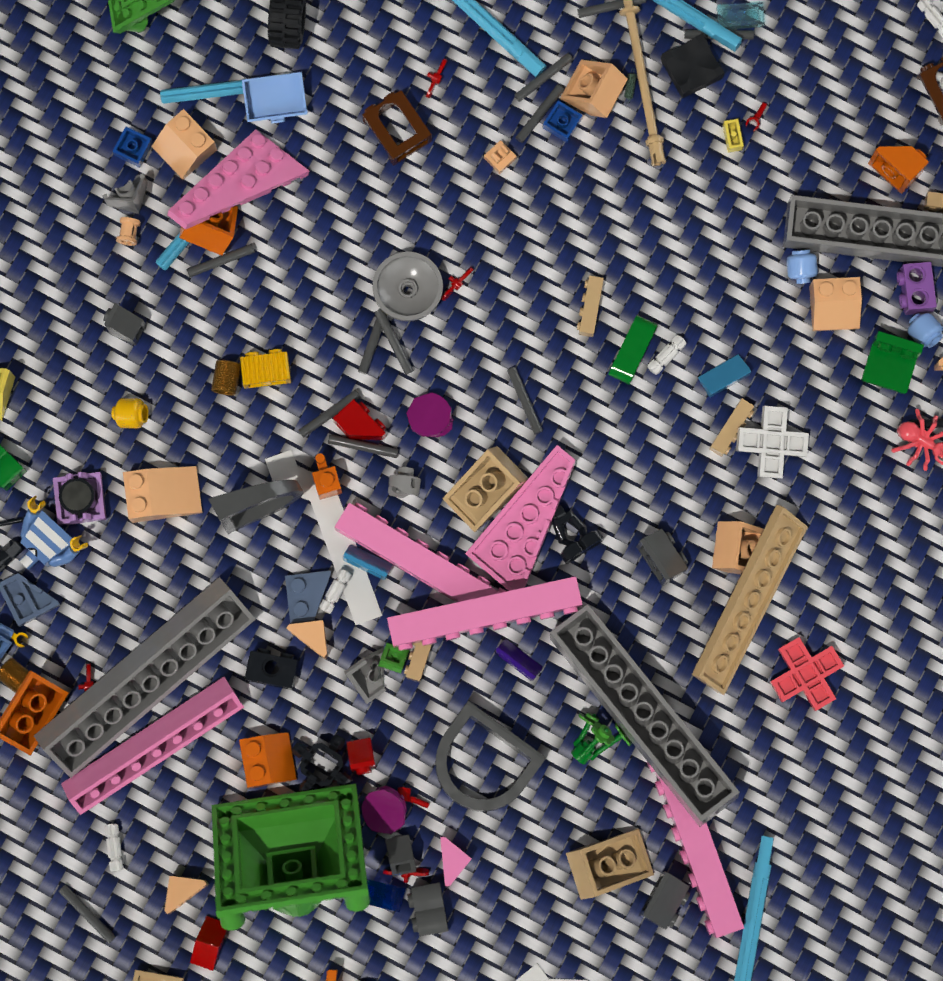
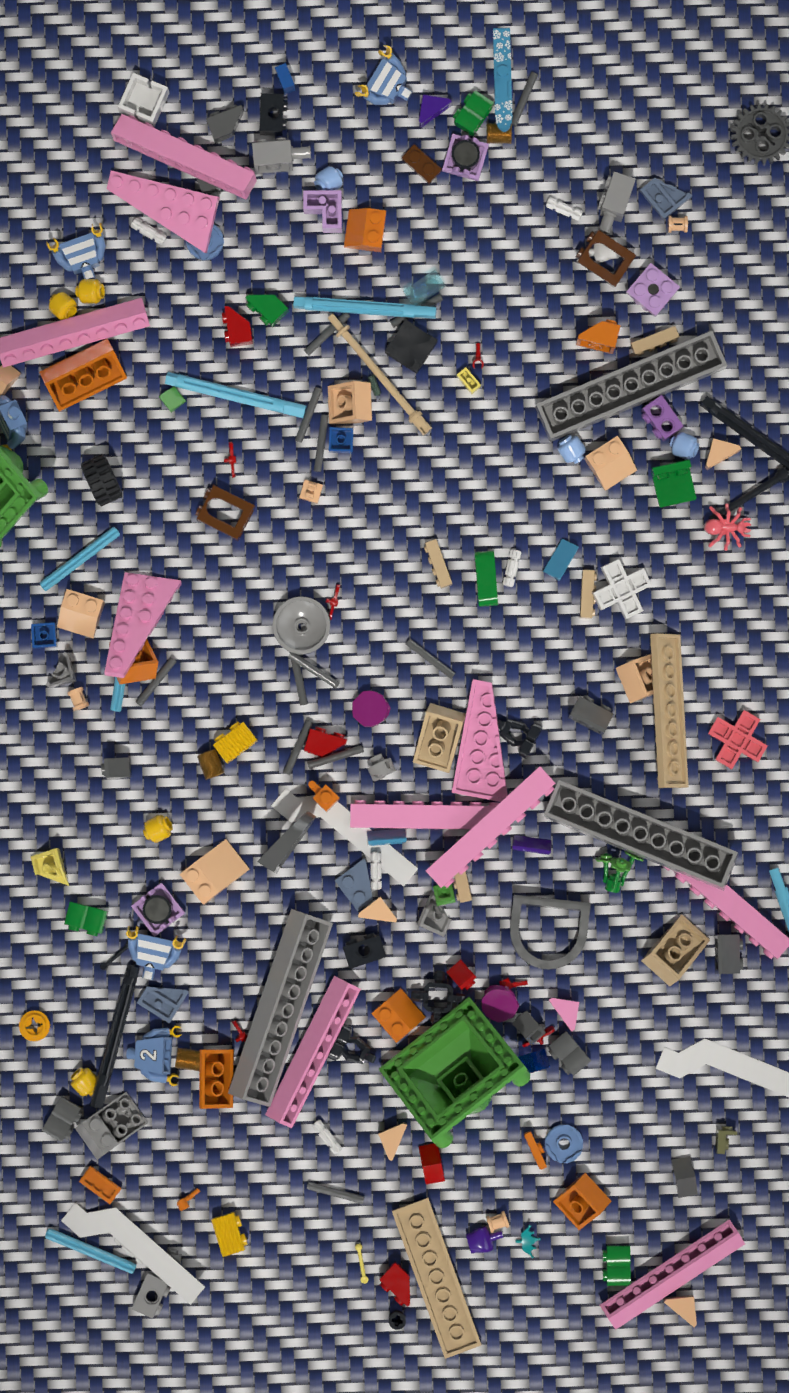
camera: 25 degrees left, 5 degrees up
(196, 750) = (339, 1047): none -> black piece
(274, 97) = (125, 541): light blue container -> none

